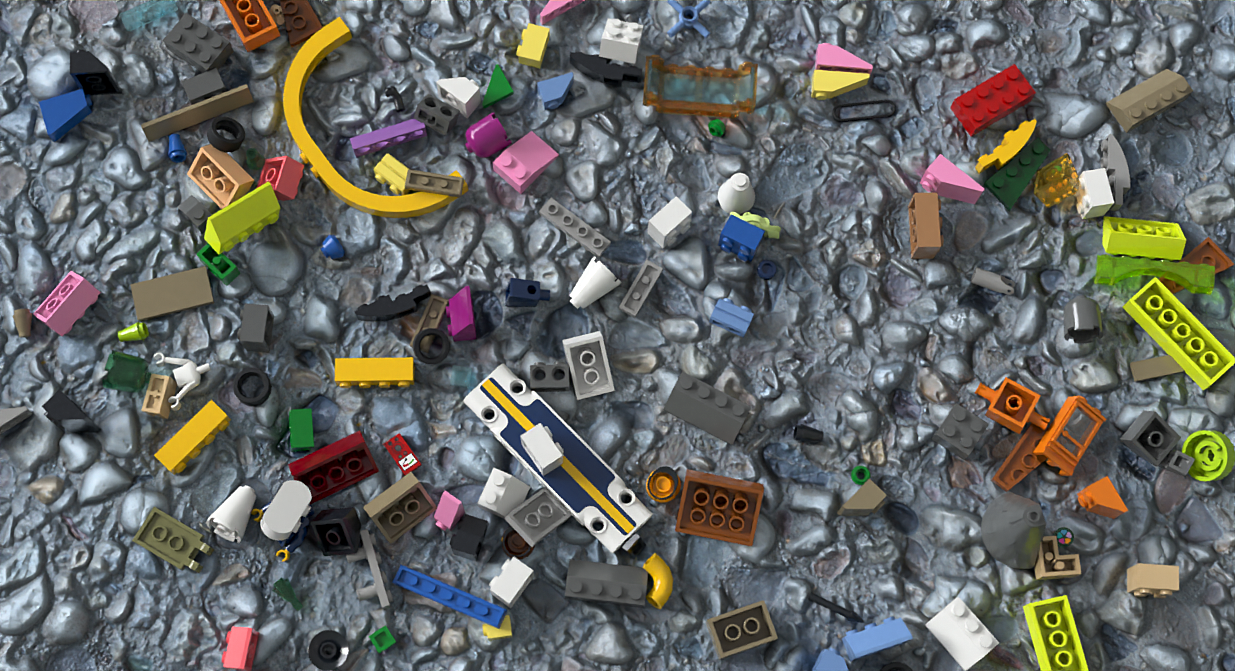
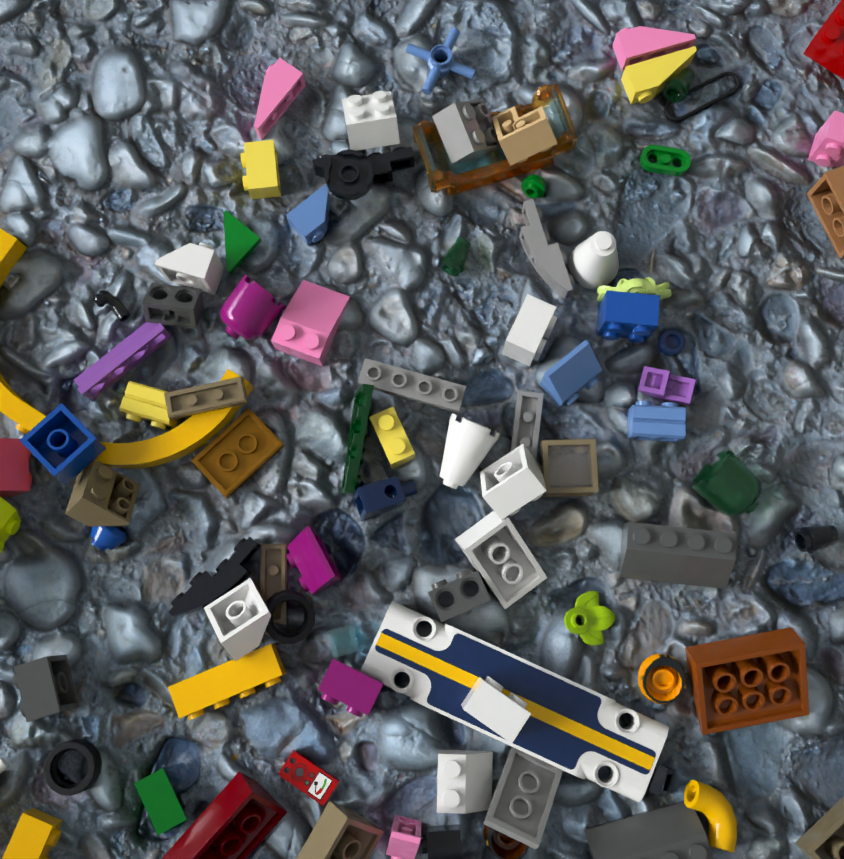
camera: 15 degrees left, 5 degrees up
(330, 176) = (62, 444): none -> blue brick
(340, 221) = (102, 497): none -> dark tan slope
(399, 333) = (239, 619): none -> white slope
(440, 229) = (237, 453): none -> pearl gold tile
(453, 405) = (350, 687): none -> magenta slope
(527, 245) = (357, 434): none -> dark green wing
(548, 258) = (392, 437): none -> light yellow brick
(591, 72) = (349, 175): none -> black tile
(615, 315) = (512, 482): none -> white brick
(633, 429) = (593, 618): none -> lime plate
(642, 155) = (455, 258): none -> clear green cone
(657, 323) = (569, 467): none -> piece
(683, 72) = (466, 130): none -> light grey slope
(686, 262) = (571, 375): none -> medium blue slope
(703, 176) = (545, 258): none -> light grey slope
(719, 89) = (523, 135): none -> tan brick
(750, 297) = (666, 386): none -> medium lavender slope
(761, 375) = (728, 485): none -> clear green cylinder
(817, 143) = (664, 160): none -> green plate
(848, 97) = (678, 87): none -> clear green cone

